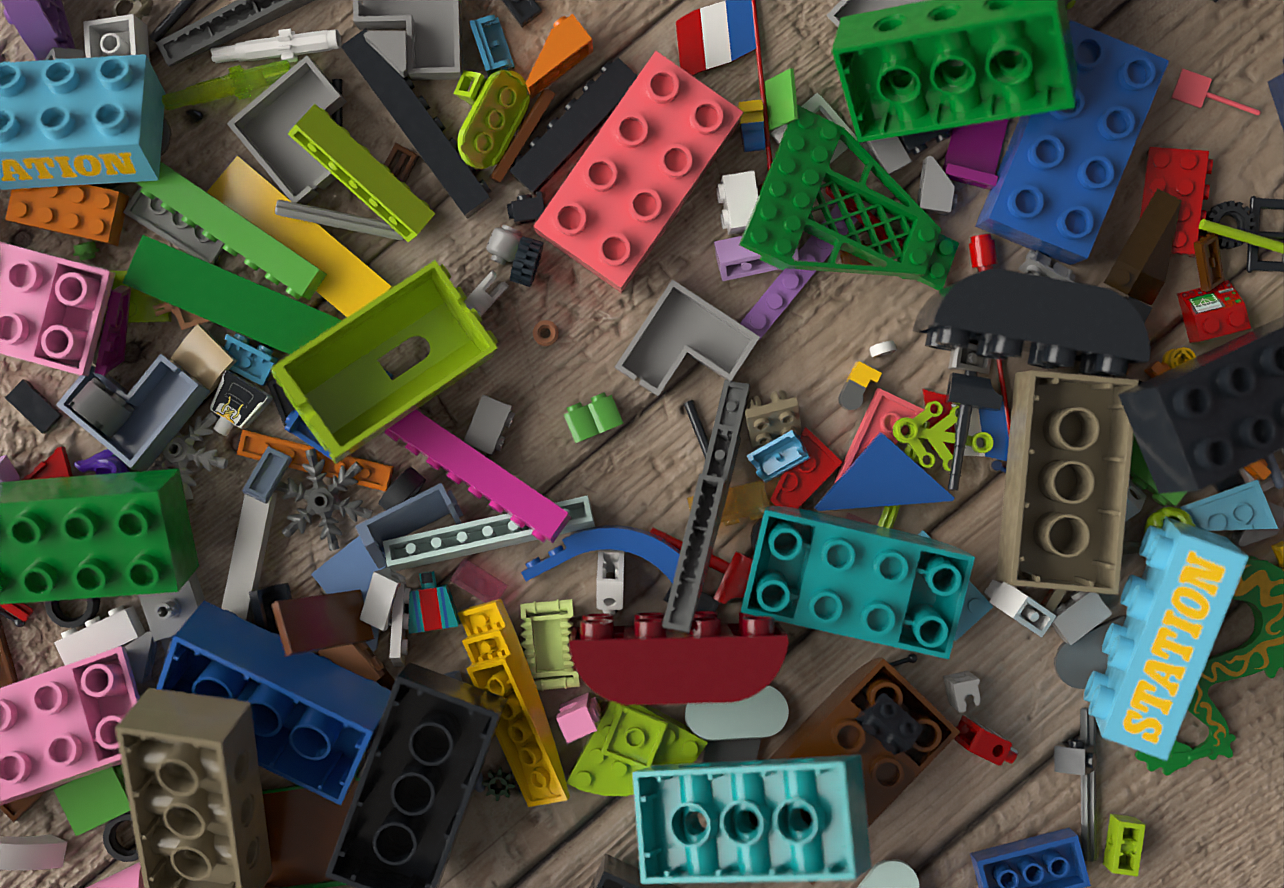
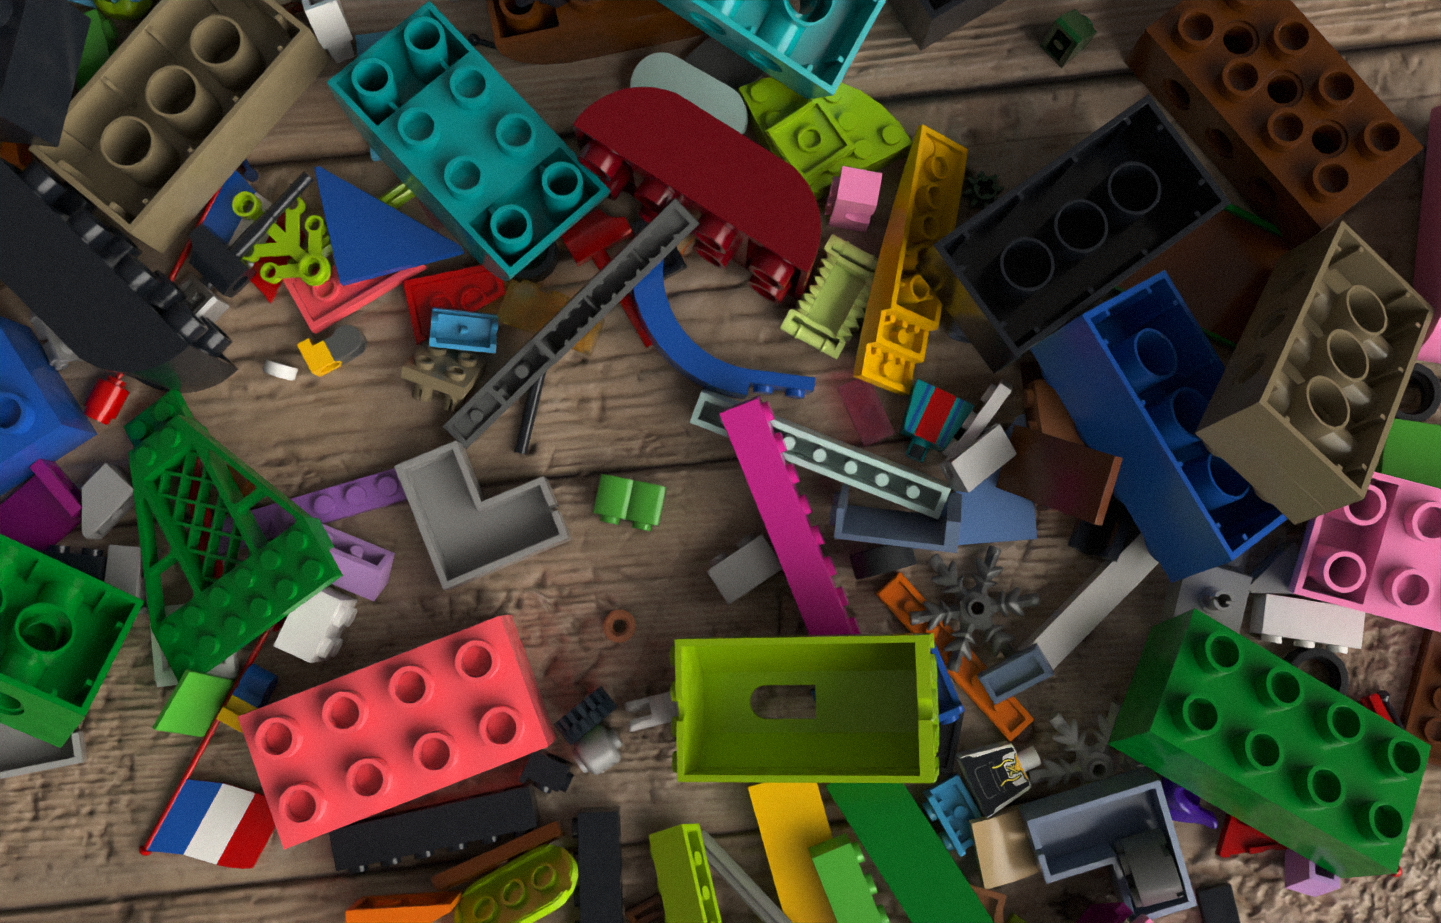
camera: 150 degrees left, 5 degrees down
(610, 590) = (733, 305): white torso -> none

